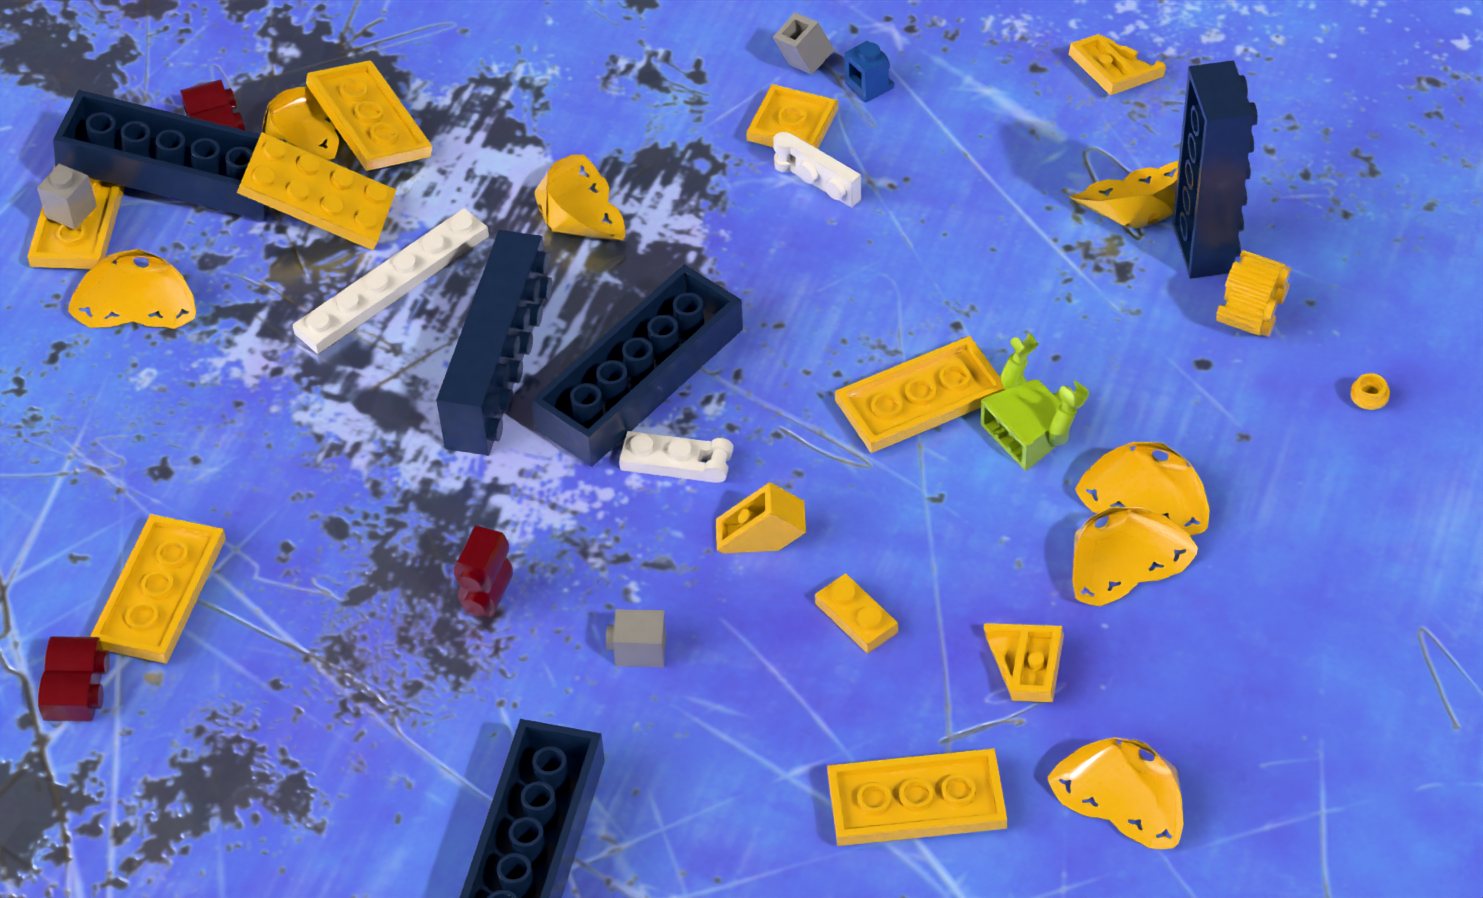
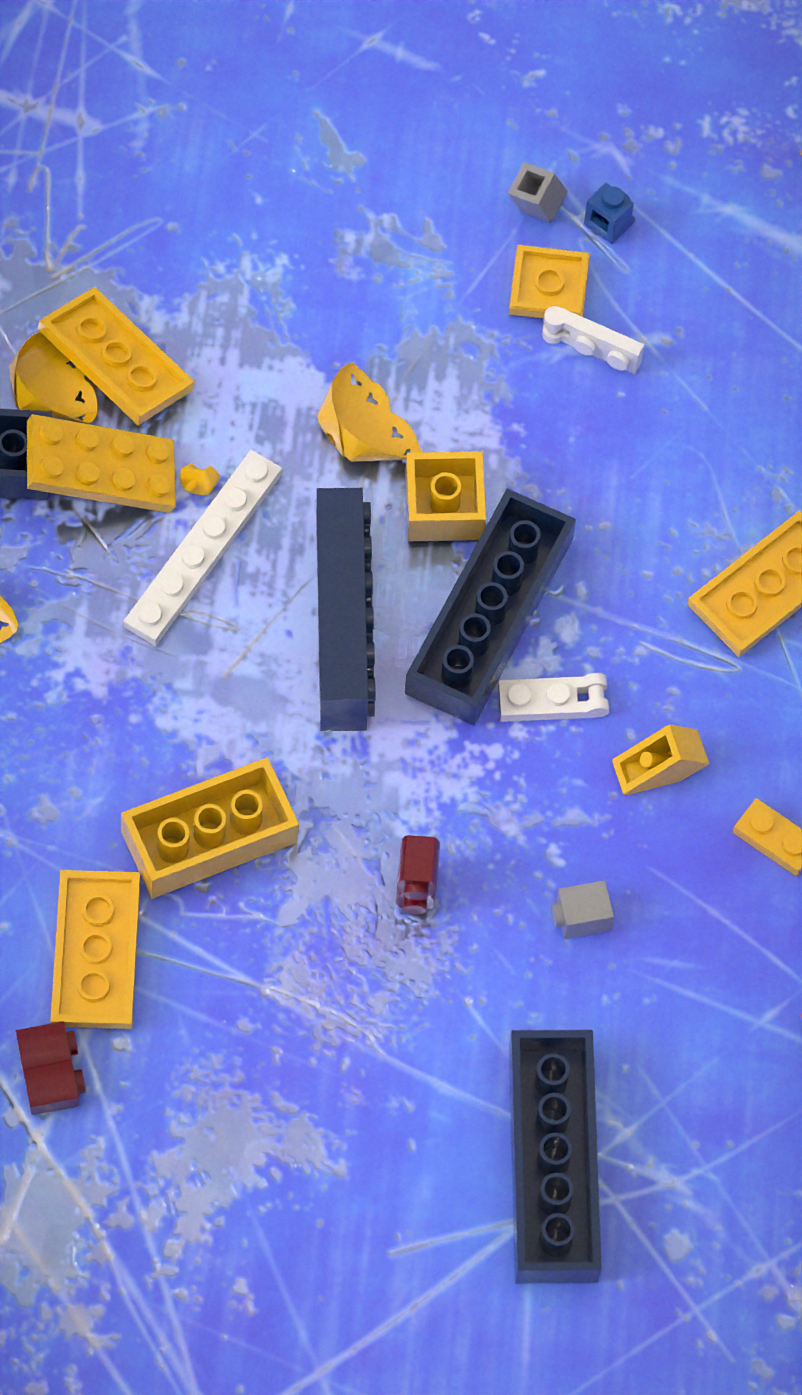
camera: 20 degrees left, 15 degrees up
(301, 502) = (209, 827): none -> yellow brick
(407, 224) = (198, 480): none -> yellow piece
(626, 265) = (445, 496): none -> yellow brick

